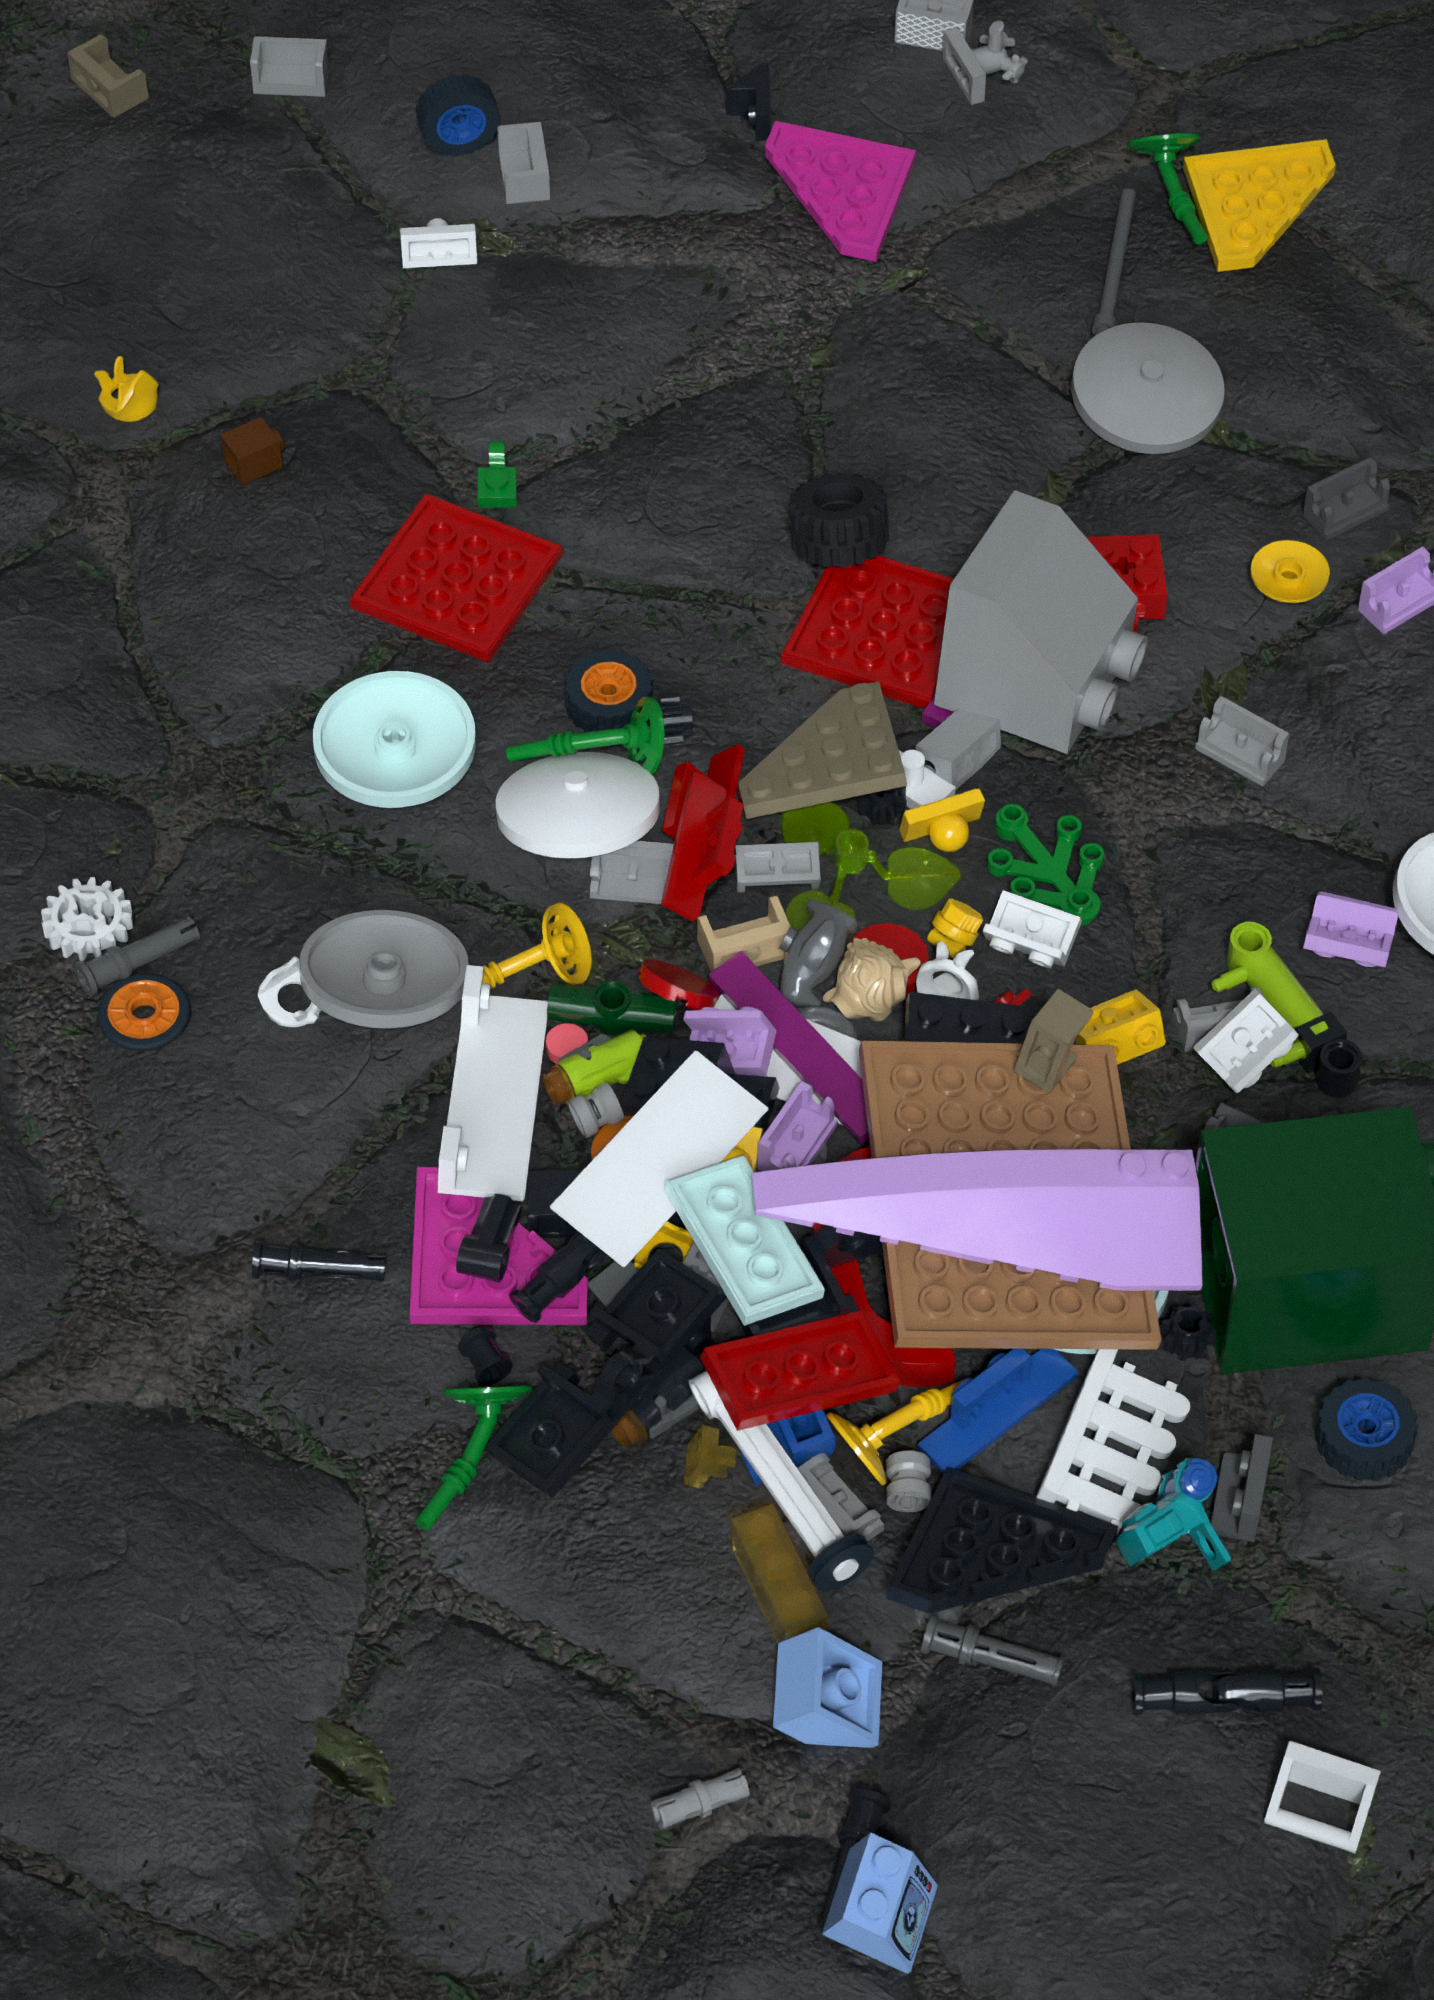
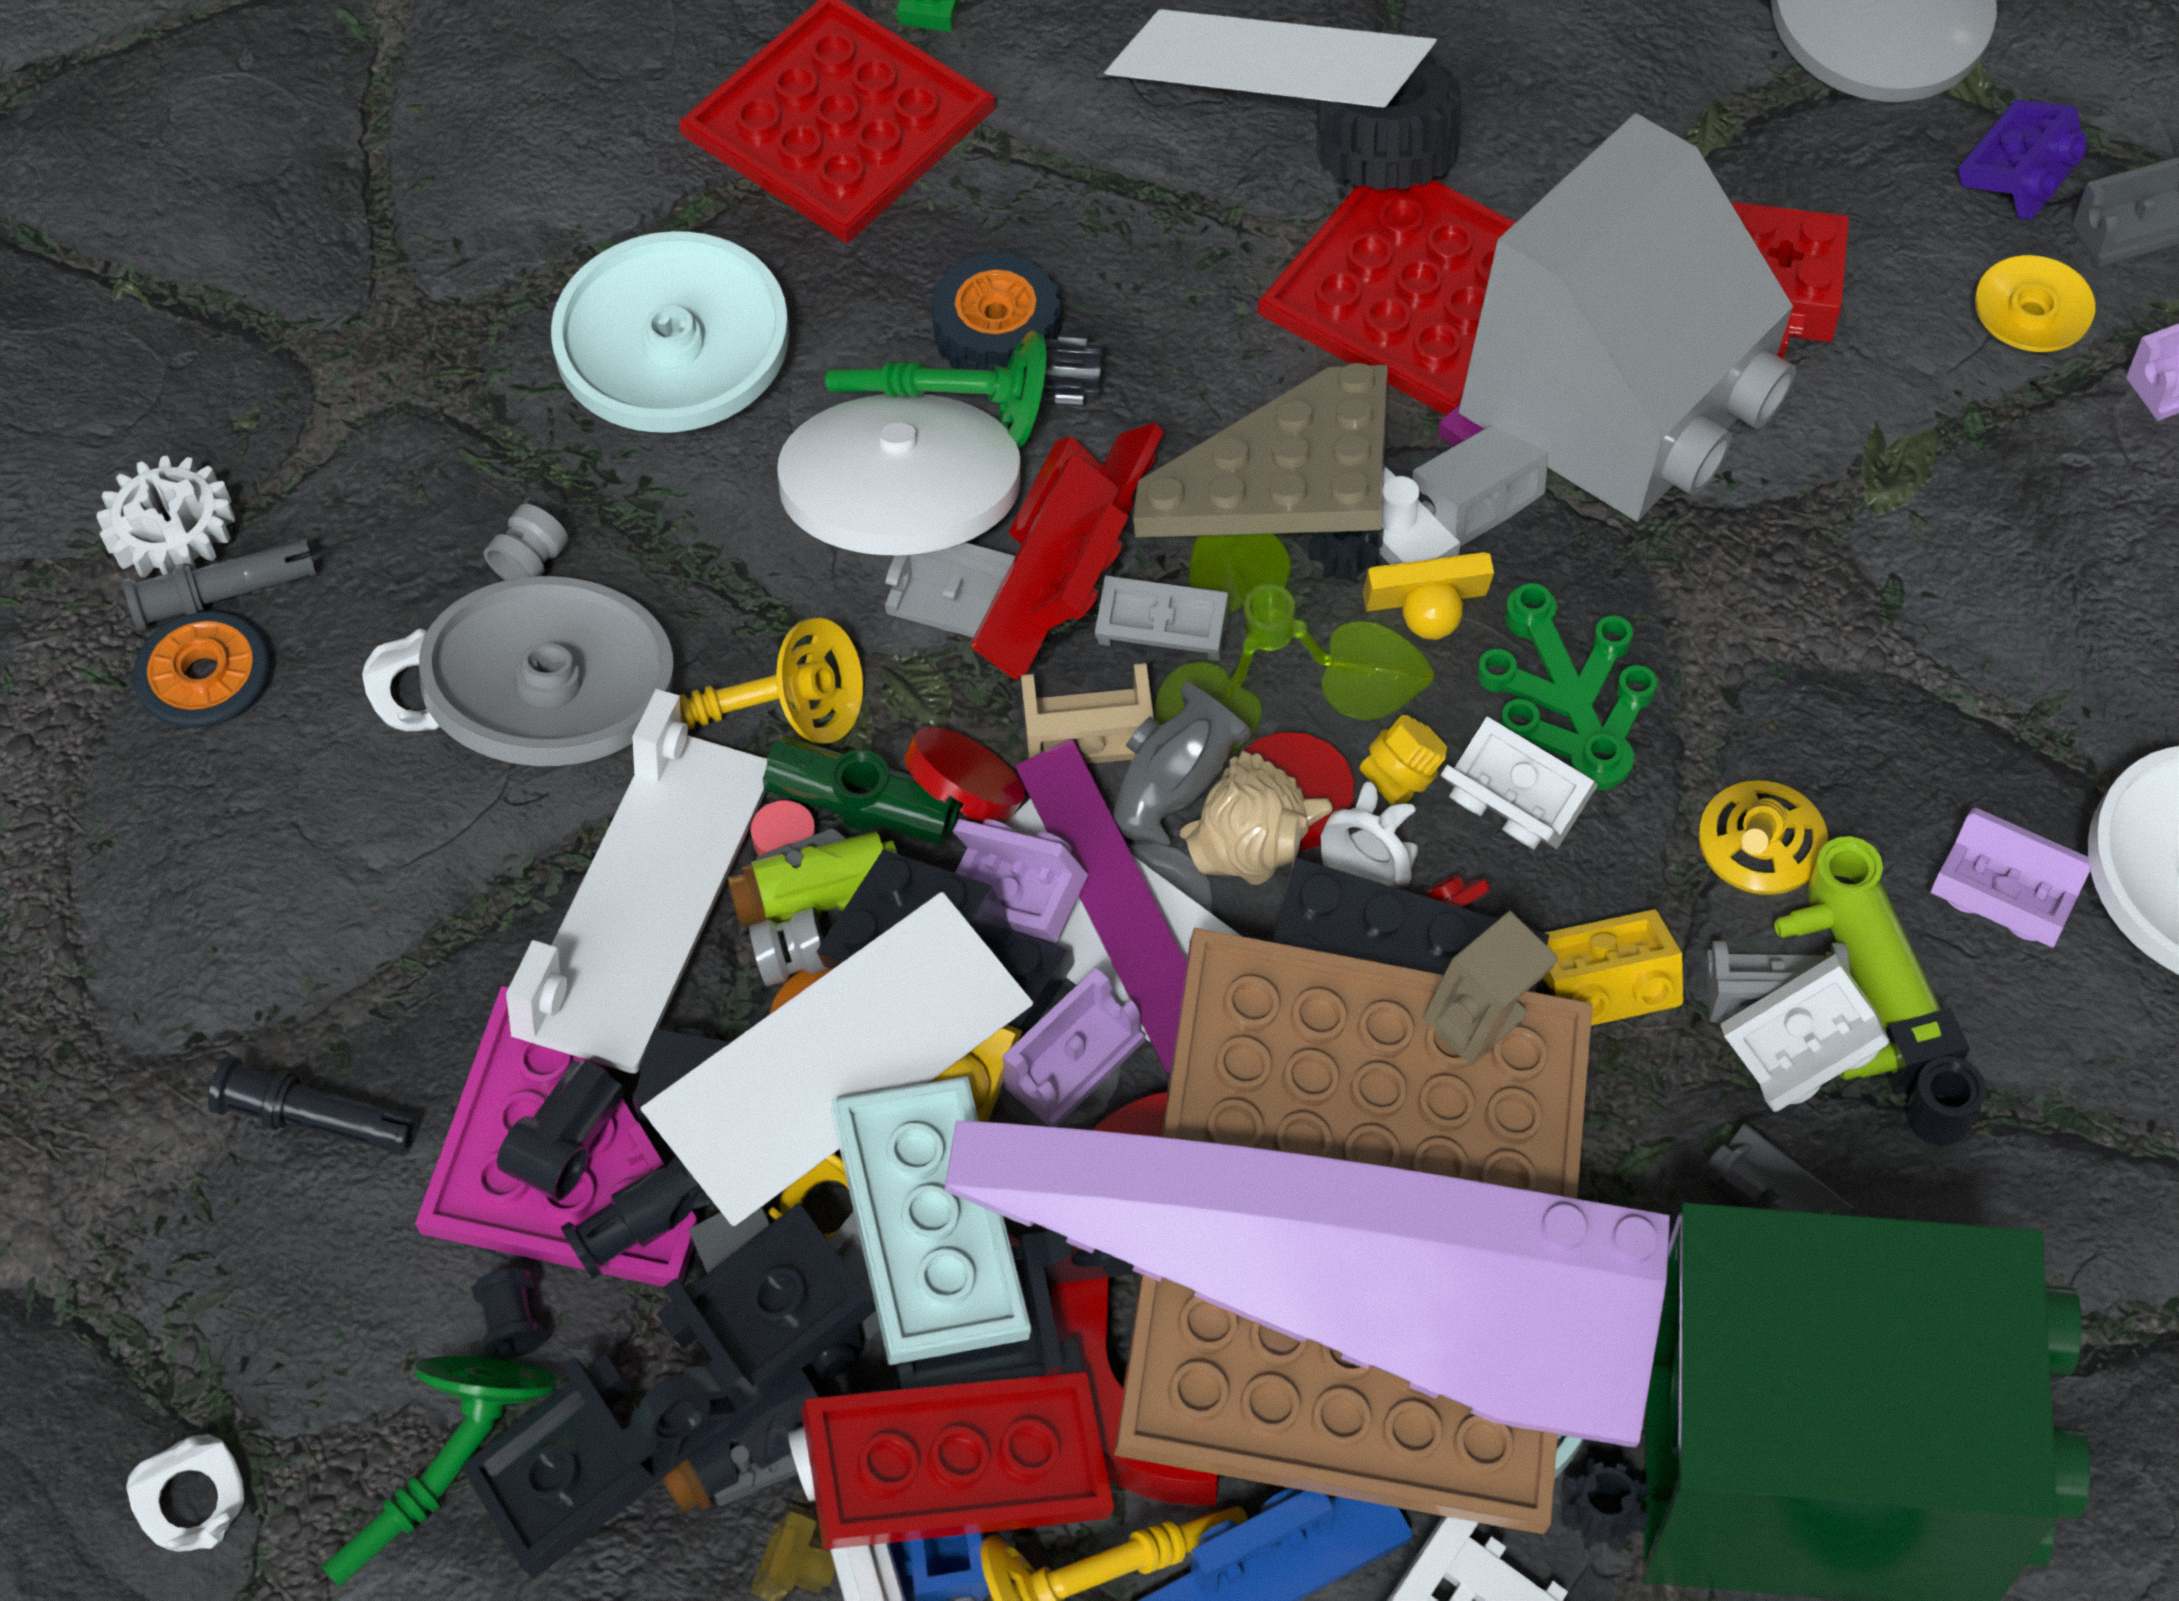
camera: 15 degrees right, 5 degrees up
(322, 1472) = (194, 1453): none -> white piece
(341, 892) = (527, 544): none -> light grey wheel
(748, 490) = (1272, 57): none -> white sticker
(1191, 935) = (1761, 837): none -> yellow dish
(1242, 741) = (1907, 548): light grey hinge -> none
(1263, 474) = (2027, 154): none -> dark purple bracket

